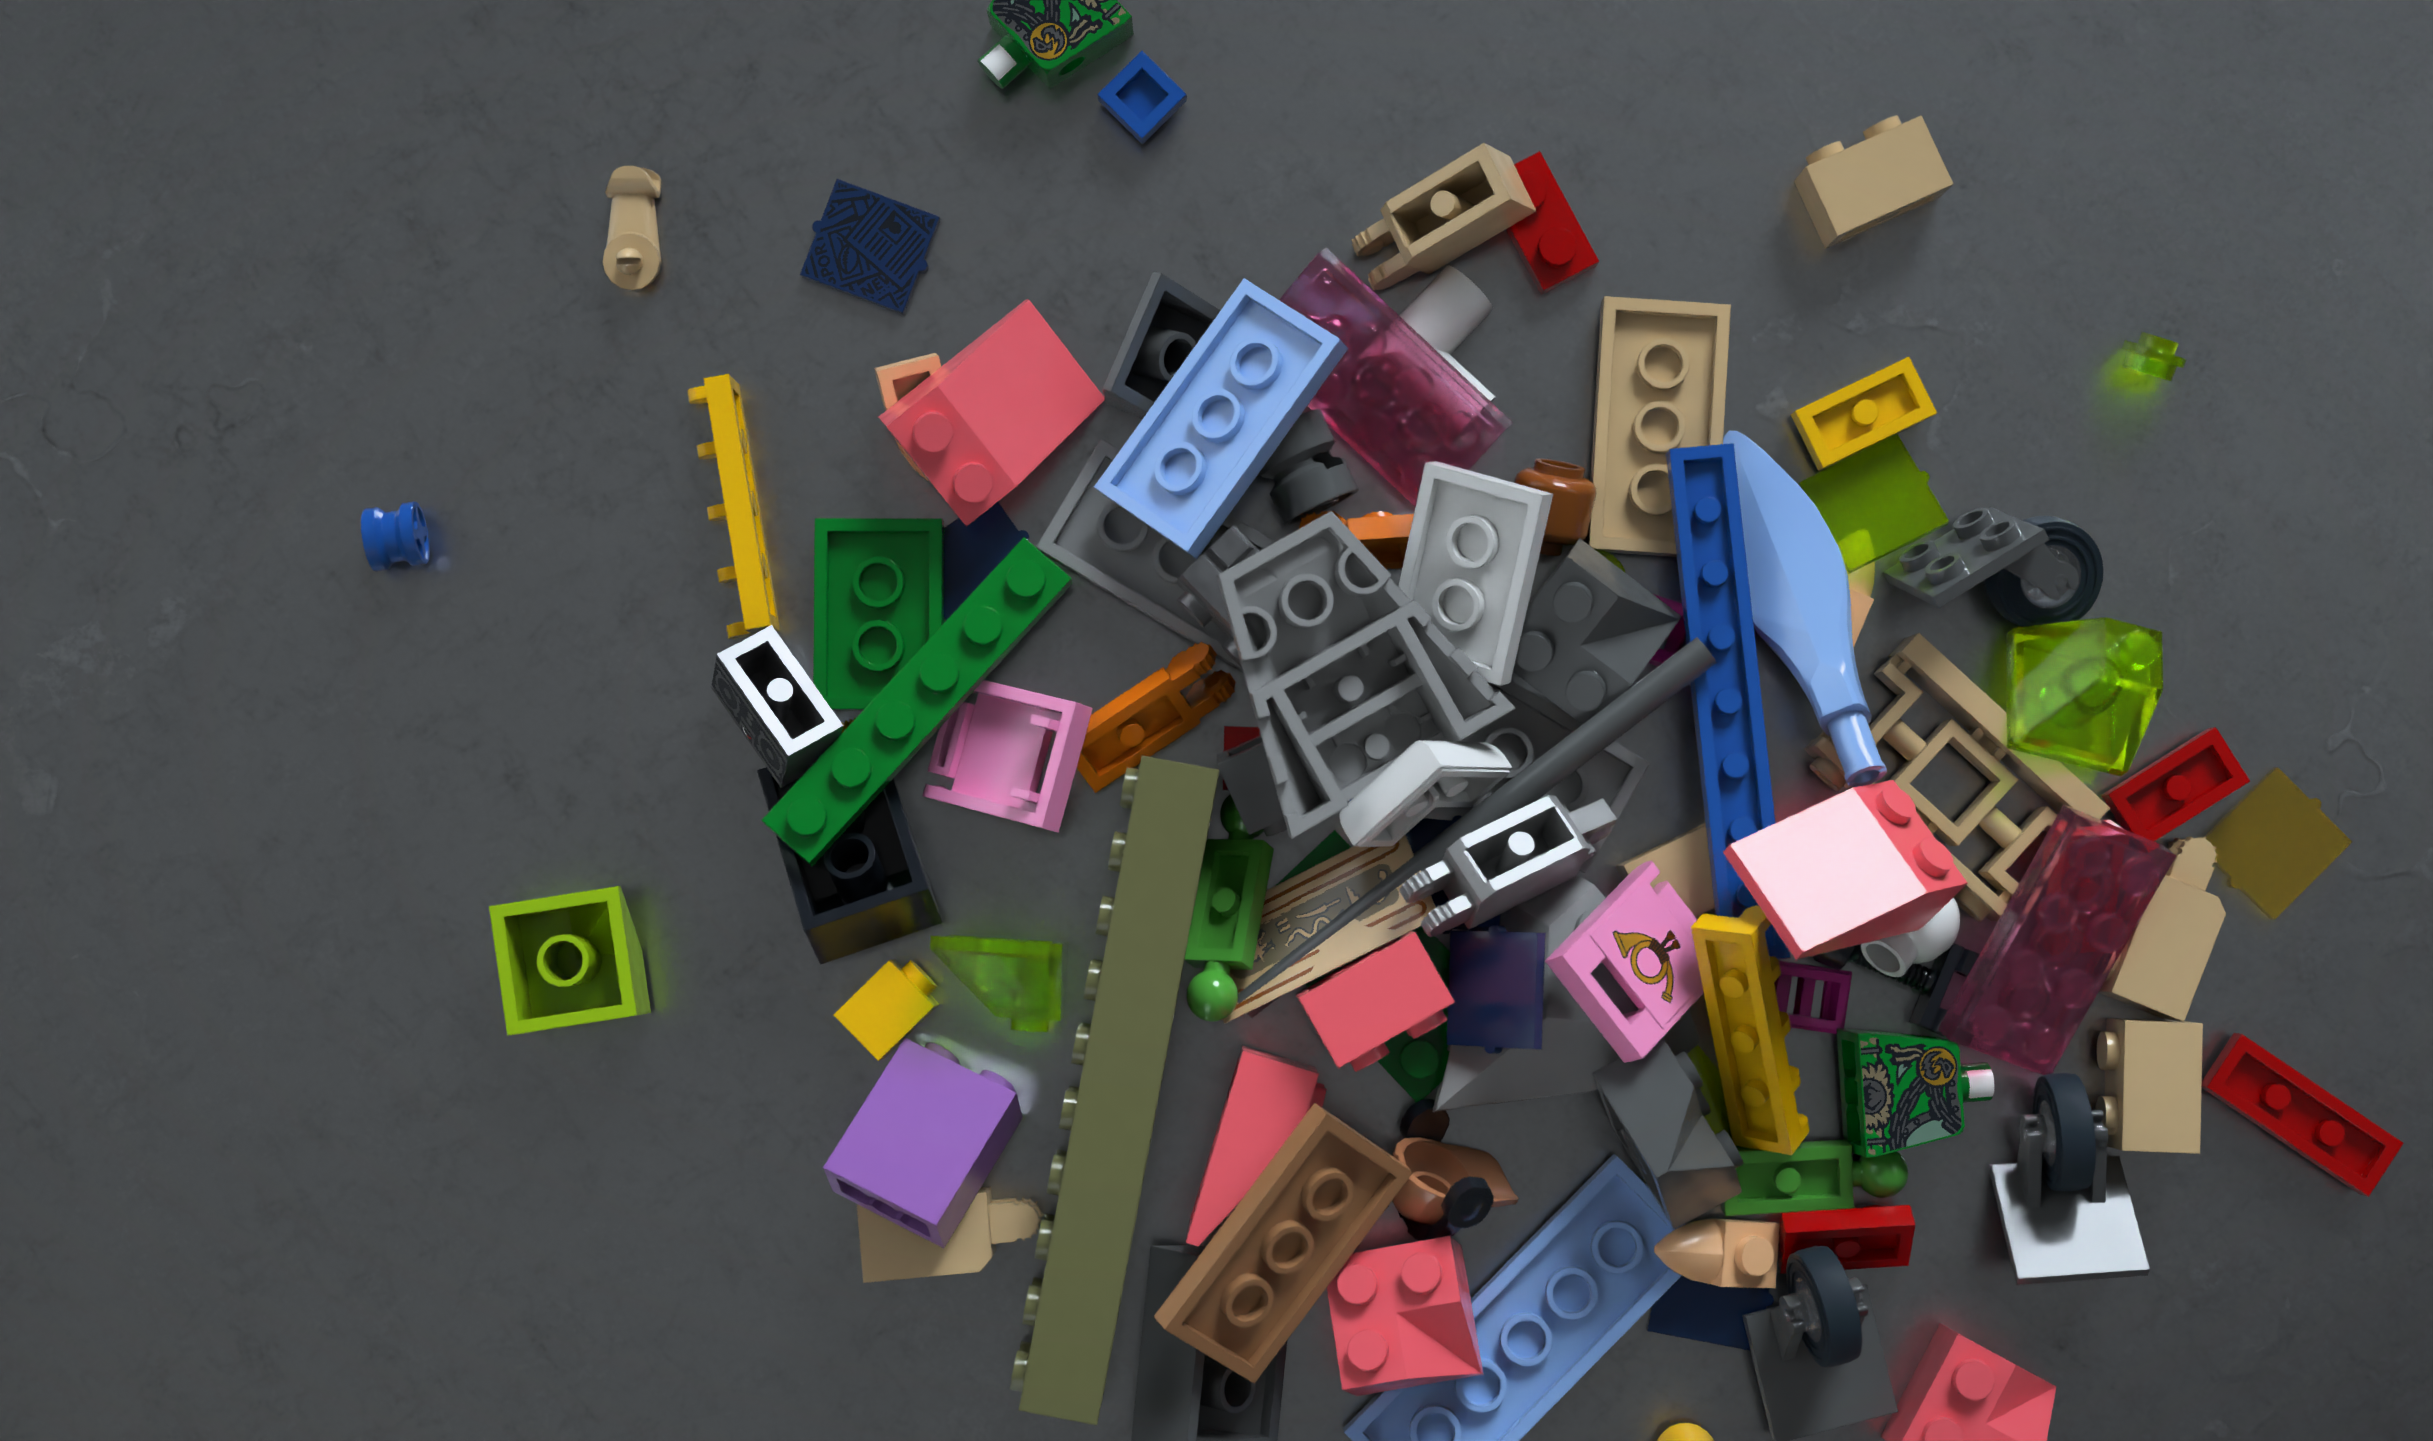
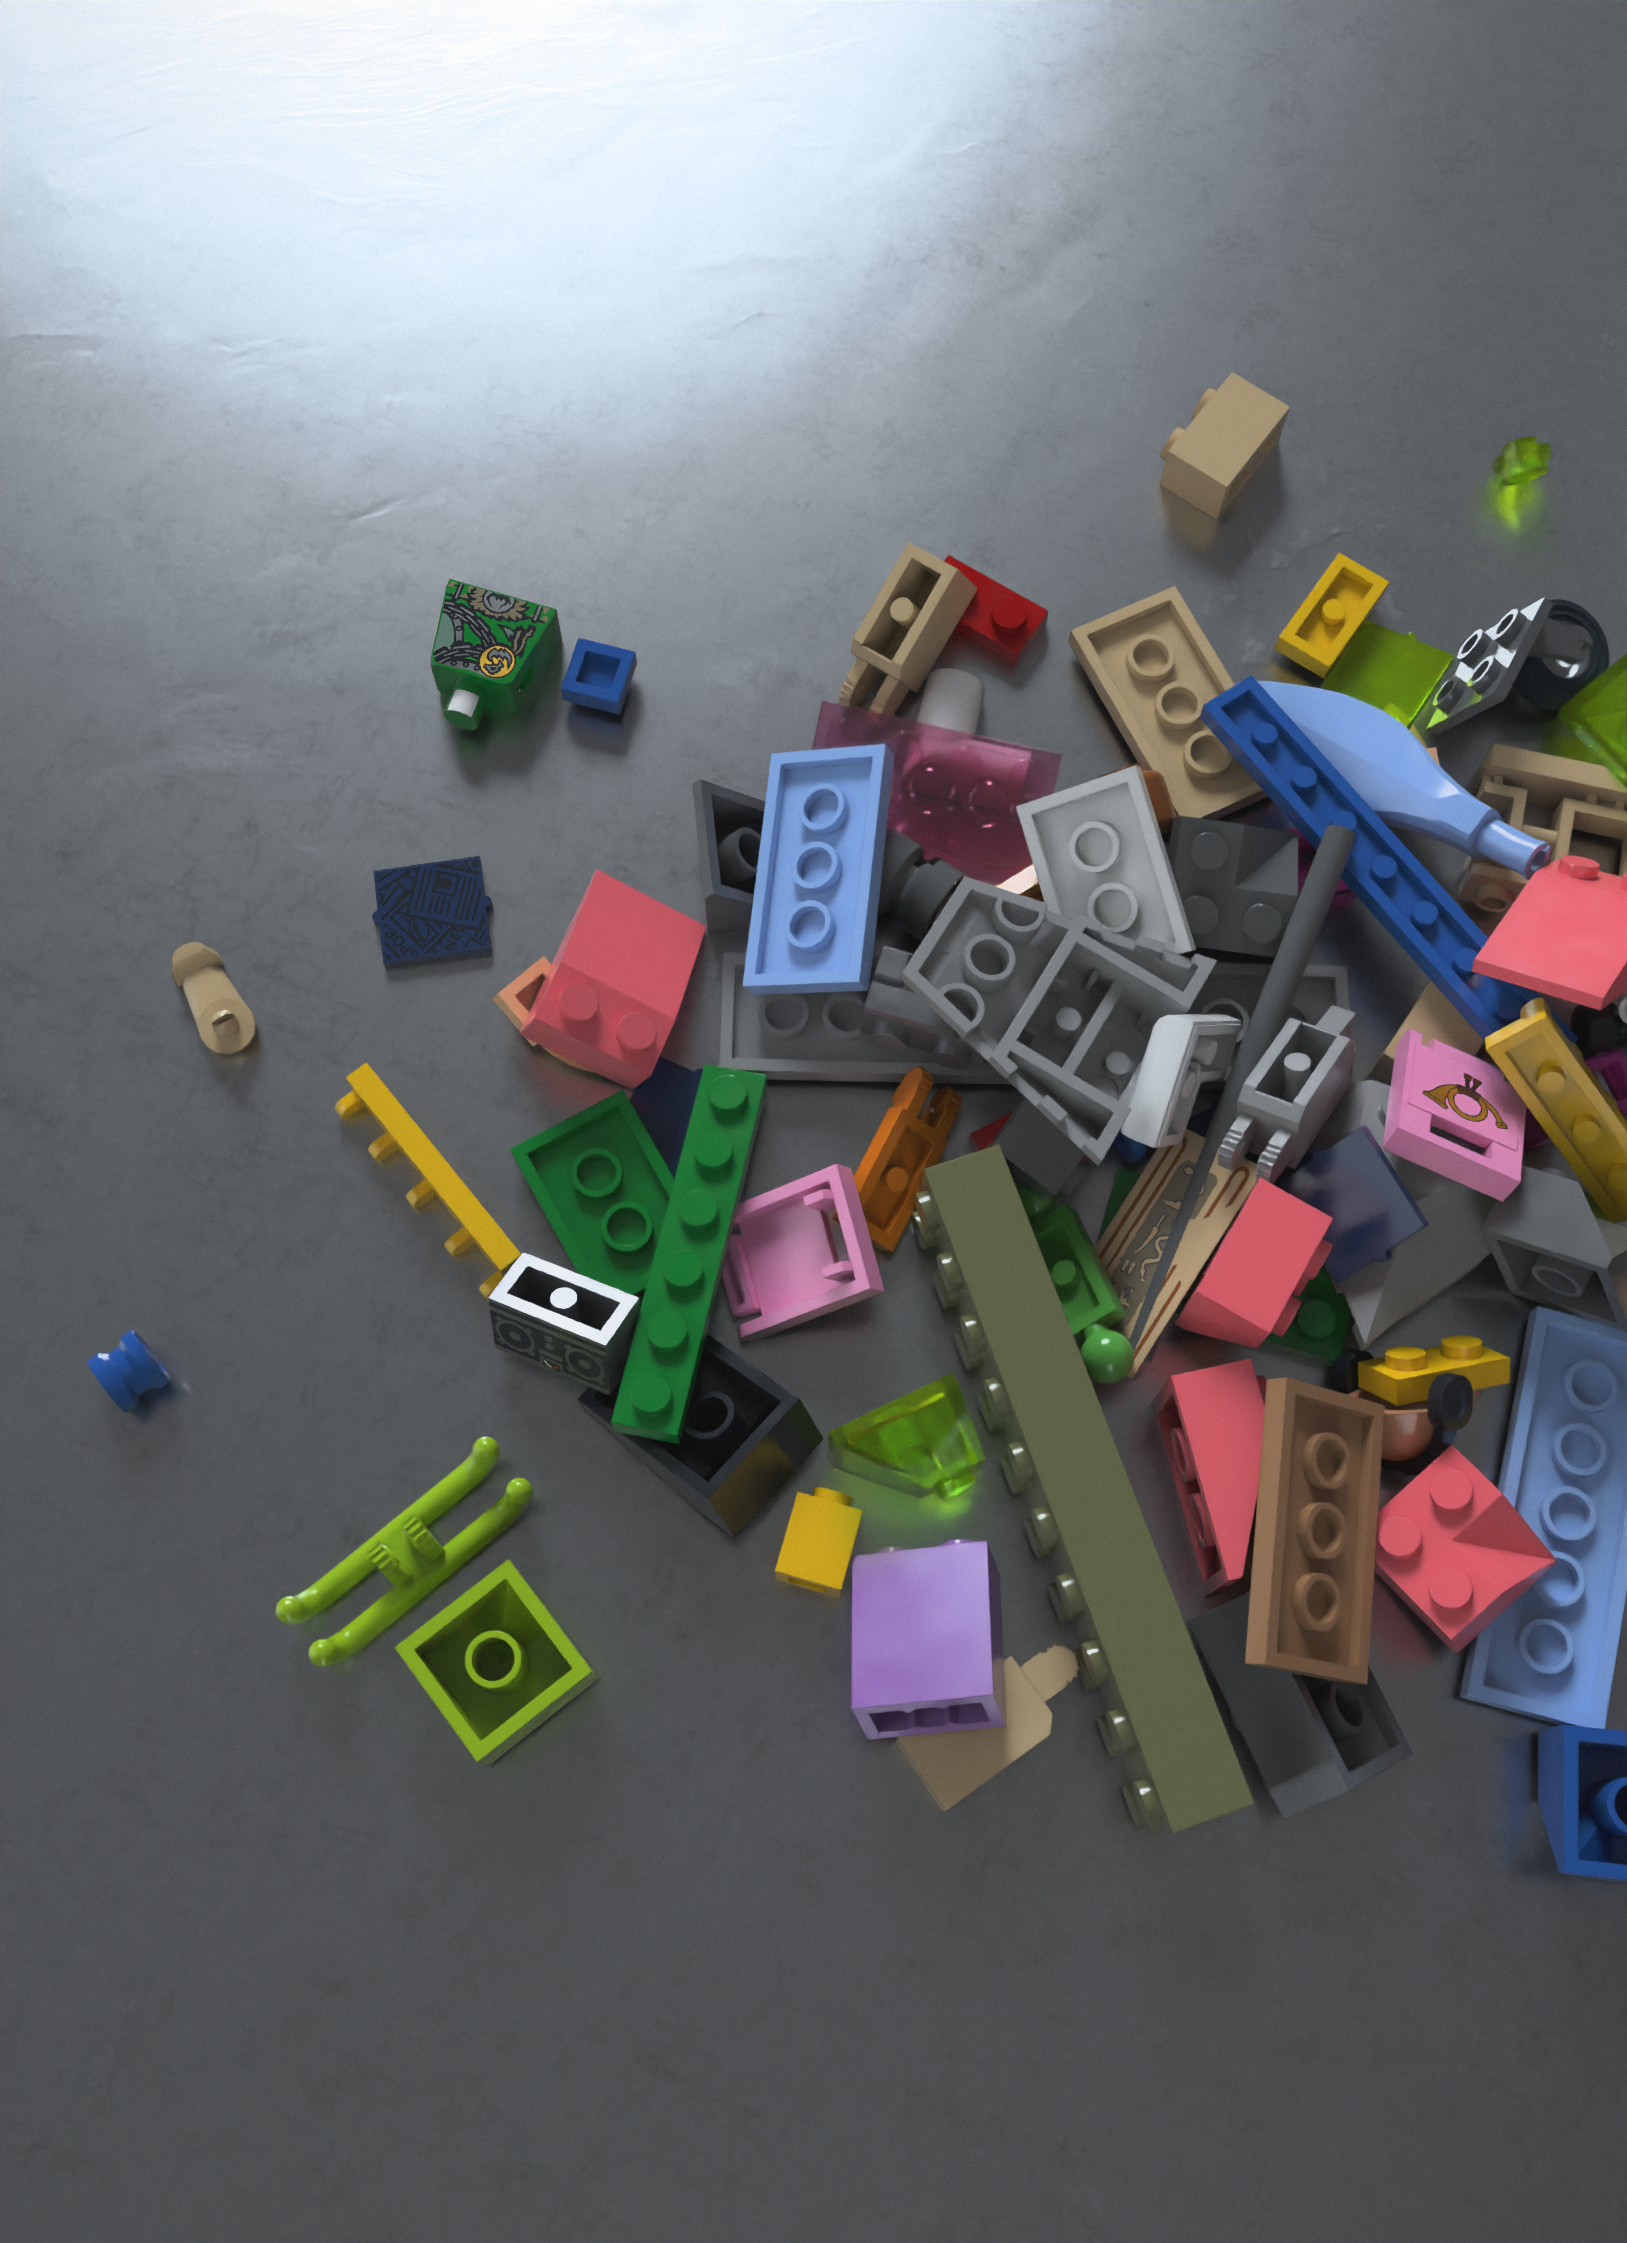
camera: 30 degrees left, 15 degrees down
(544, 825) = (408, 1556): none -> lime piece
(1510, 1166) = (1409, 1371): none -> yellow plate

